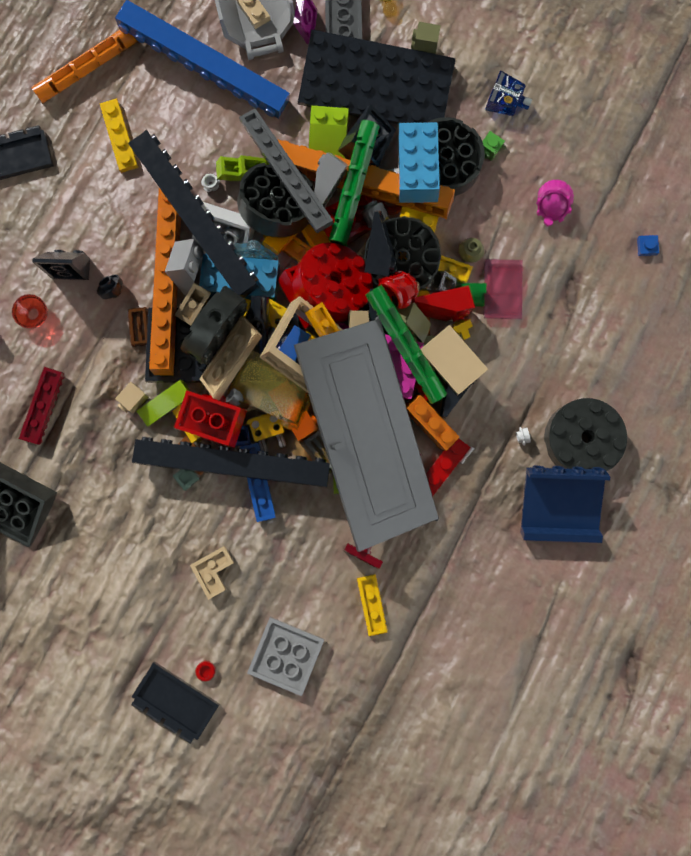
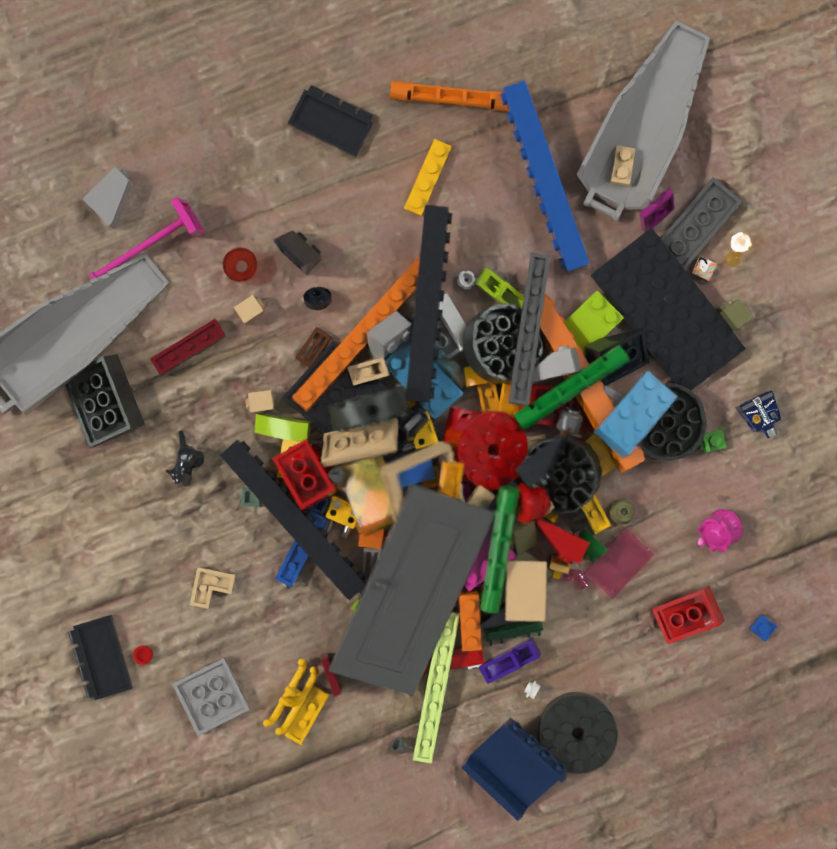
camera: 40 degrees right, 5 degrees up
(65, 338) = (250, 309): none -> tan brick
(112, 491) = (186, 460): none -> black animal
(349, 600) = (293, 697): none -> yellow piece
(375, 32) = (703, 268): none -> tile
(454, 501) = (435, 692): none -> yellowish green tile
(462, 566) = (399, 745): none -> dark grey hinge
(469, 403) = (512, 630): none -> clear green plate
(480, 324) = (576, 575): none -> clear pink arm
(487, 429) = (510, 660): none -> dark purple slope
(587, 282) = (688, 615): none -> red slope

